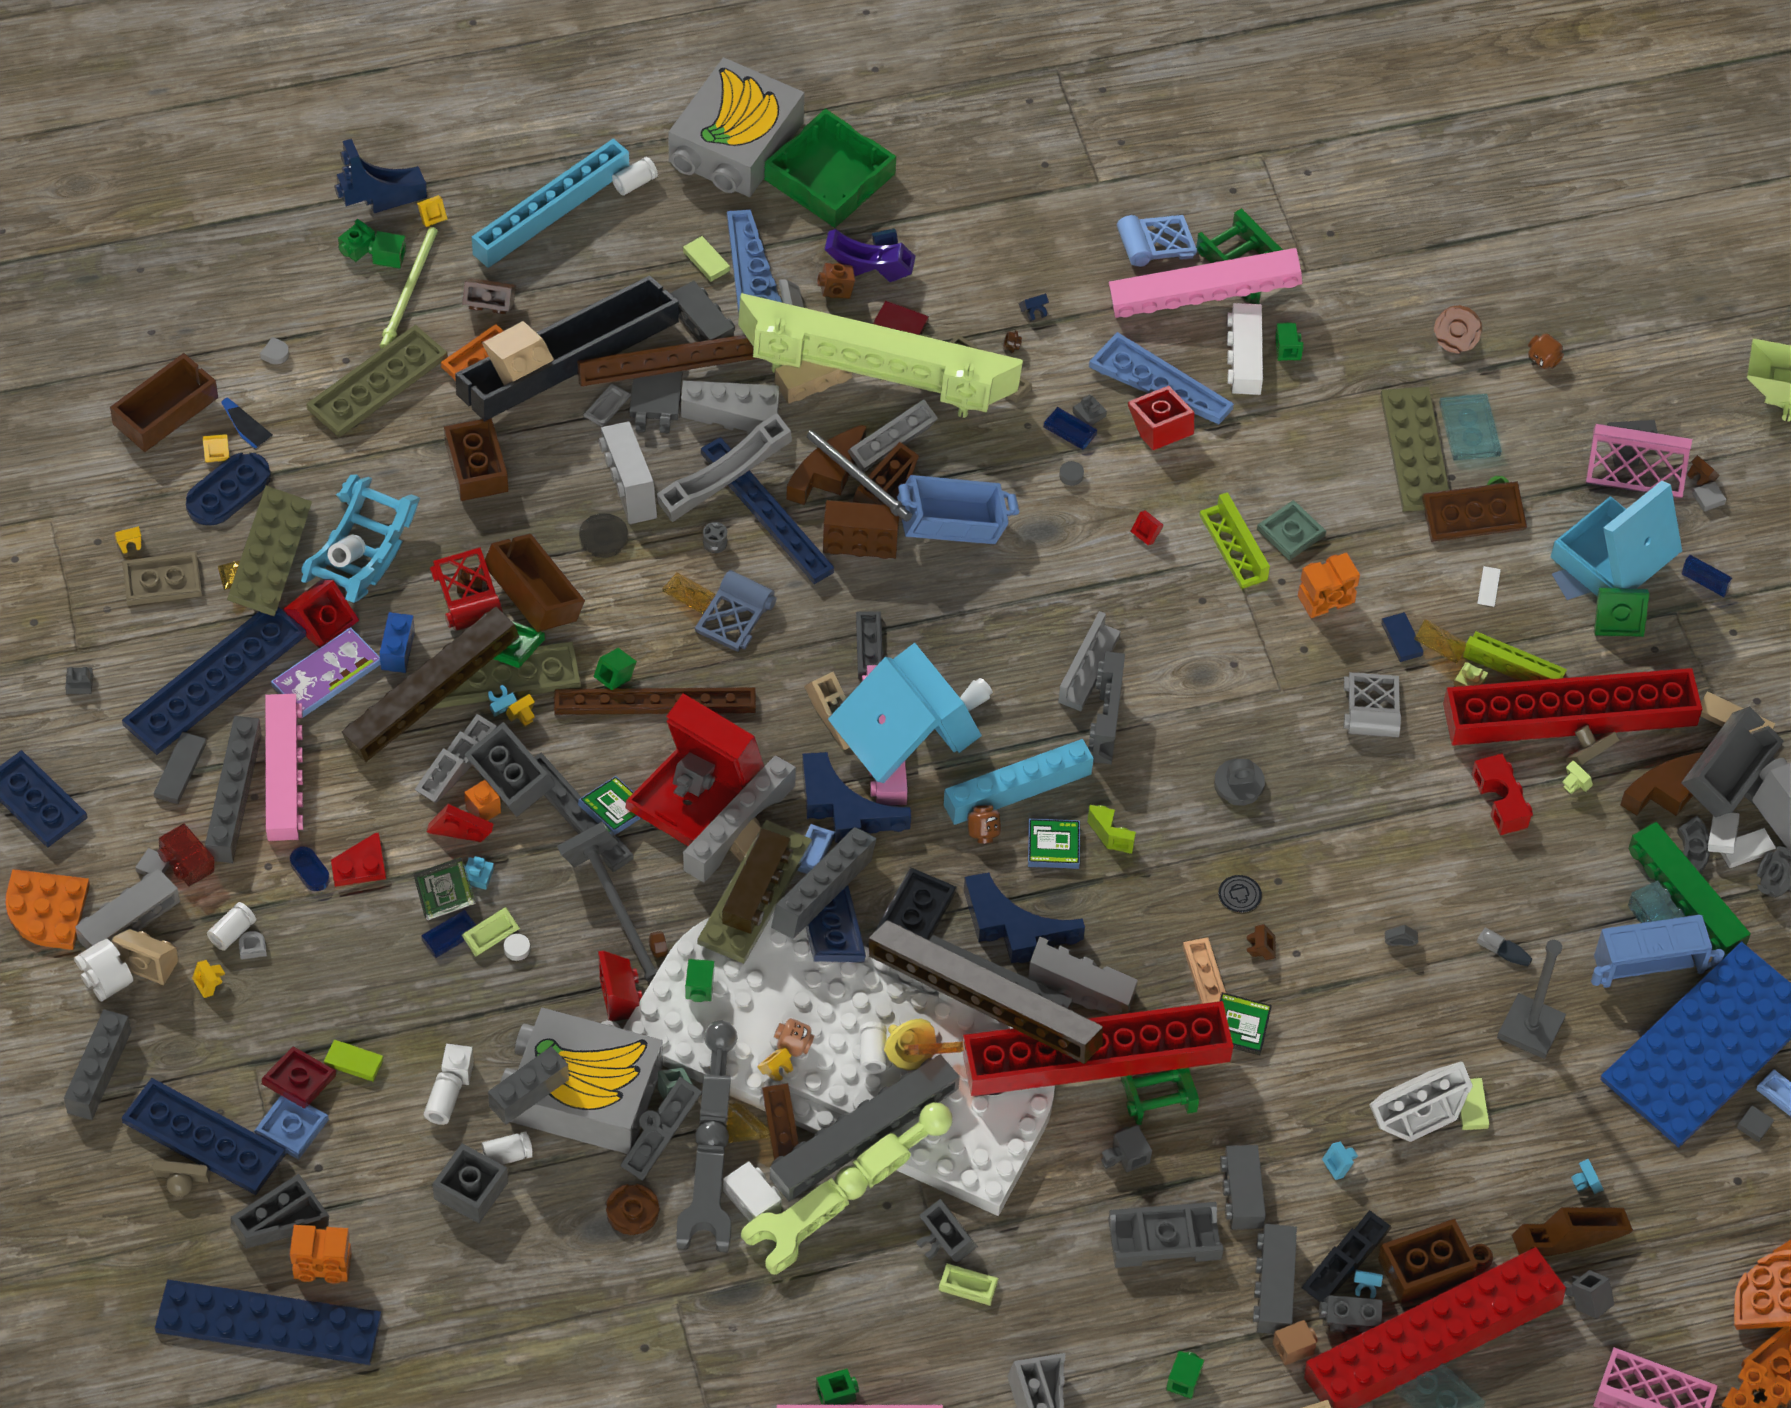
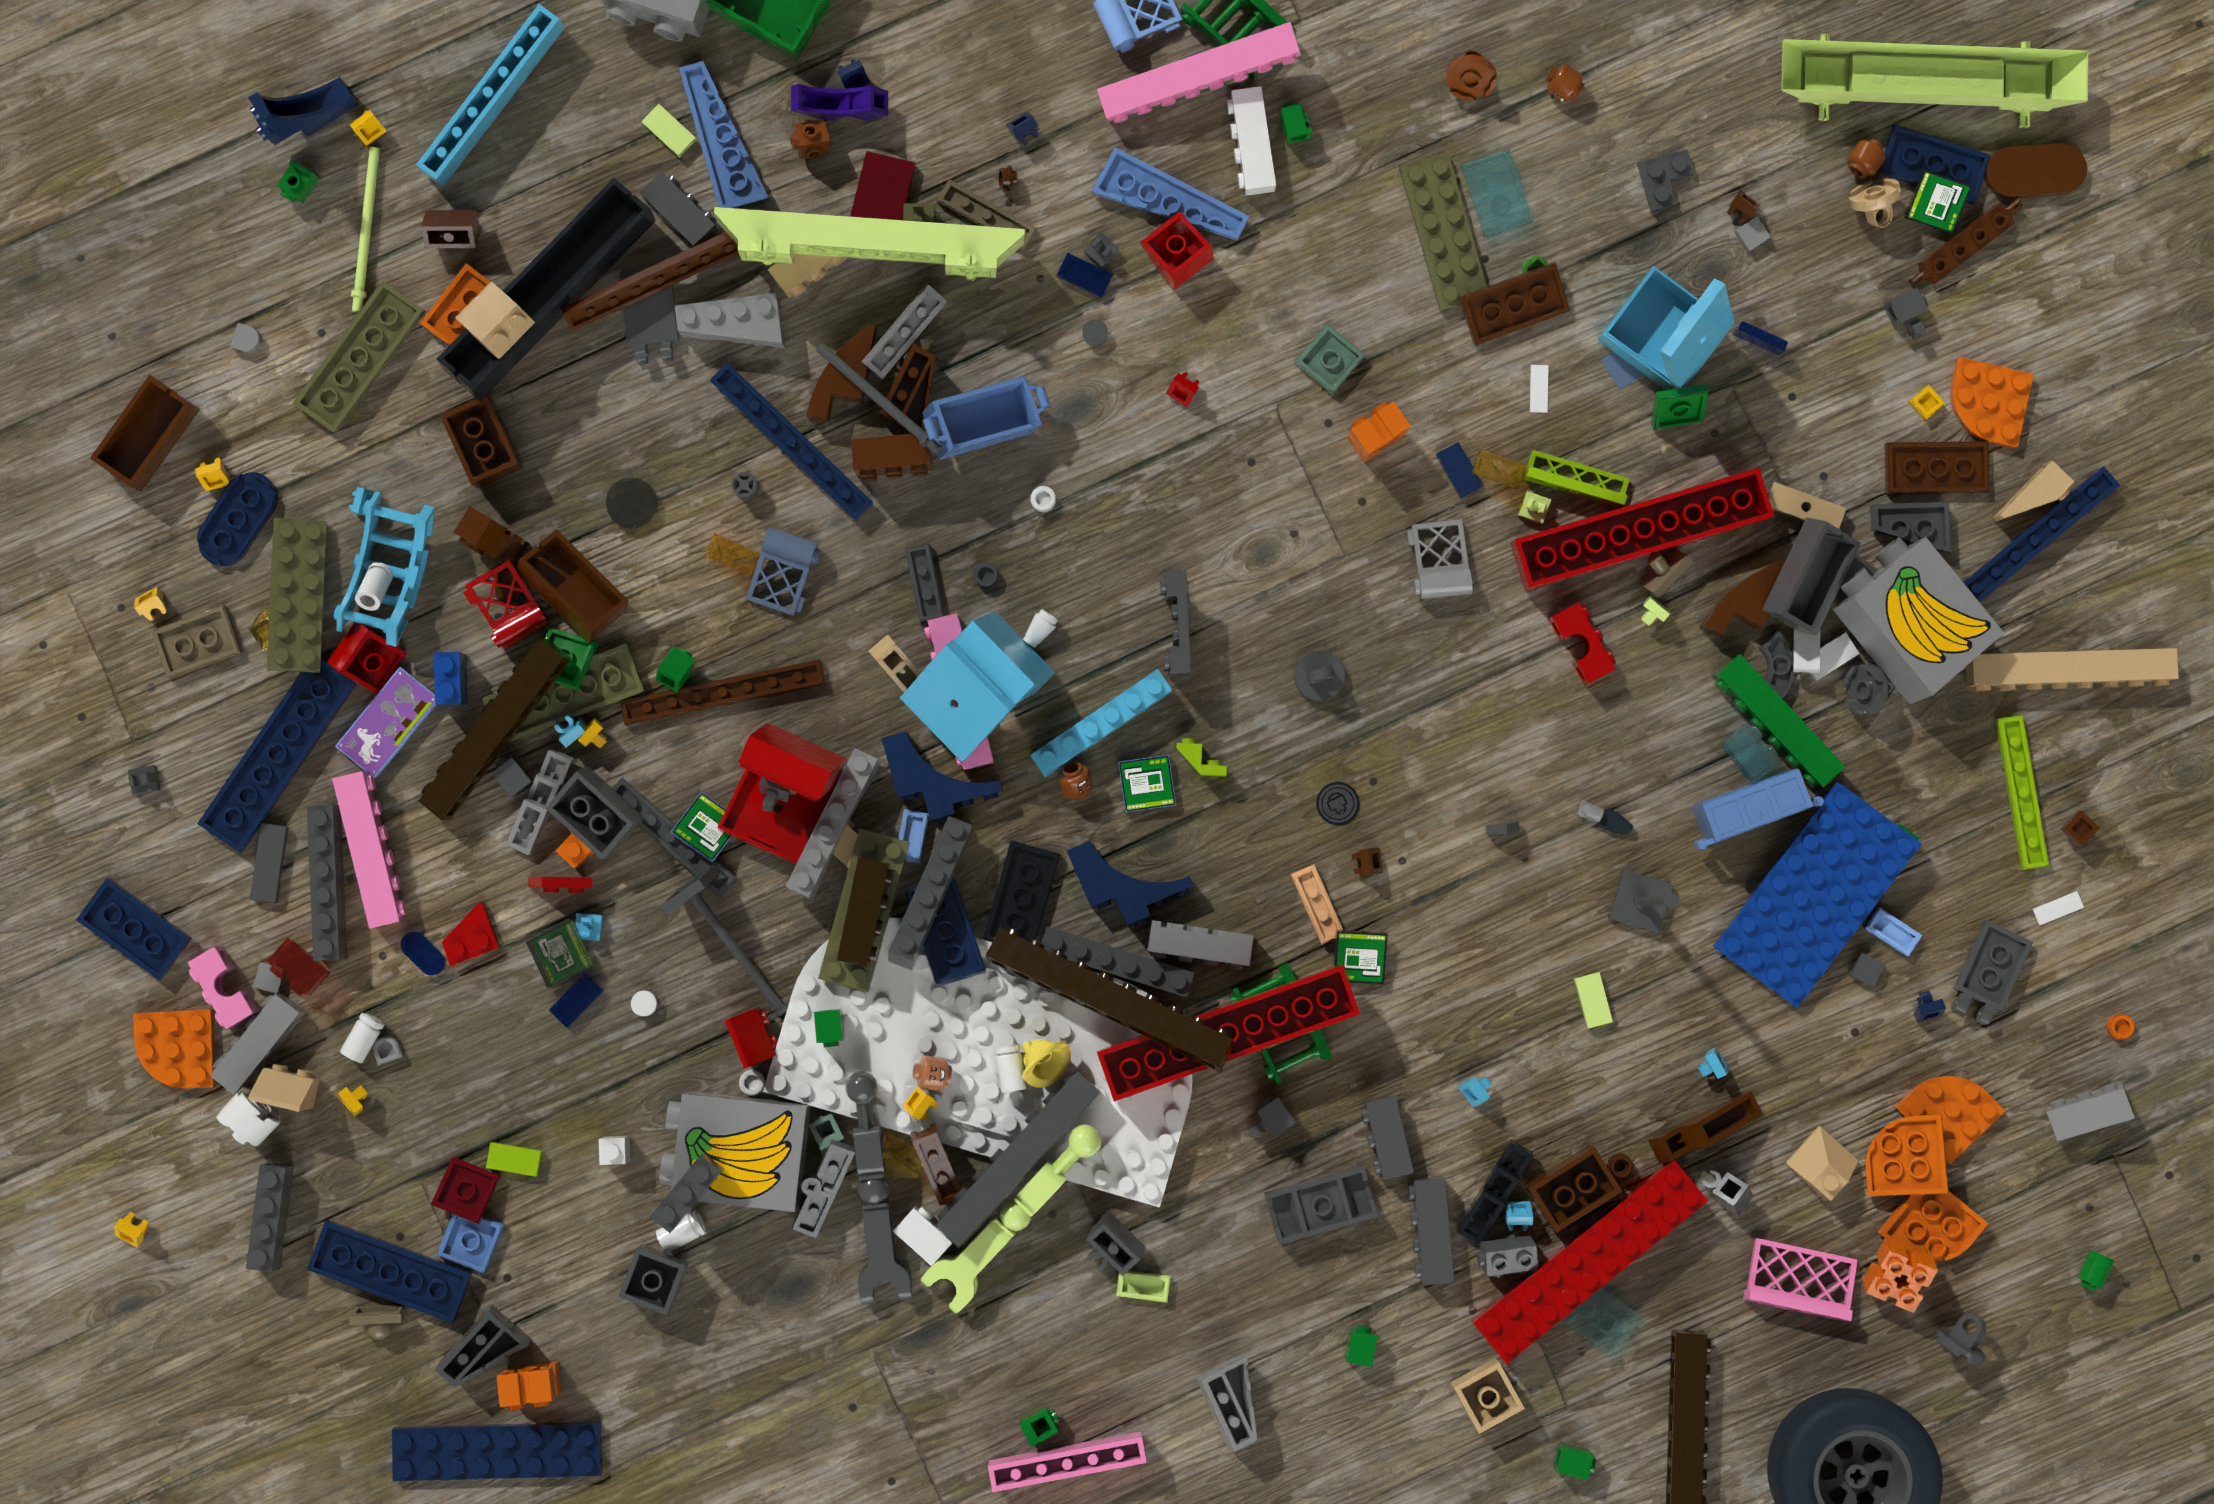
camera: 10 degrees left, 30 degrees up
(101, 843) = (209, 971): none -> bright pink arch
(246, 426) = (239, 436): black sticker -> none
(388, 249) = (333, 187): green brick -> none
(436, 732) = (512, 776): none -> dark grey brick
(443, 1098) = (608, 1188): white piece -> none
(463, 524) = (488, 536): none -> reddish brown wedge
(490, 931) = (615, 993): yellowish green tile -> none
(607, 405) = (602, 341): light grey tile -> none
(629, 472) = (641, 424): light grey wedge -> none
(632, 1209) = (813, 1267): reddish brown tile -> none
(634, 176) = (572, 38): white piece -> none
(658, 944) = (780, 977): reddish brown tile -> none
(694, 489) = (738, 409): light grey arch -> none
(790, 293) = (769, 172): light grey tile -> none
(930, 646) = (986, 575): none -> dark grey tile
(933, 1048) = (1070, 1065): clear orange tile -> none
(997, 596) = (1043, 499): none -> white tile
(1084, 669) = (1149, 566): light grey fence -> none
(1242, 536) = (1282, 382): lime fence -> none
(1295, 1342) = (1460, 1293): medium nougat brick -> none
(1423, 1102) = (1545, 1014): white wedge -> none
(1643, 440) = (1677, 187): bright pink fence -> none
(1690, 1291) = (1823, 1163): none -> tan slope

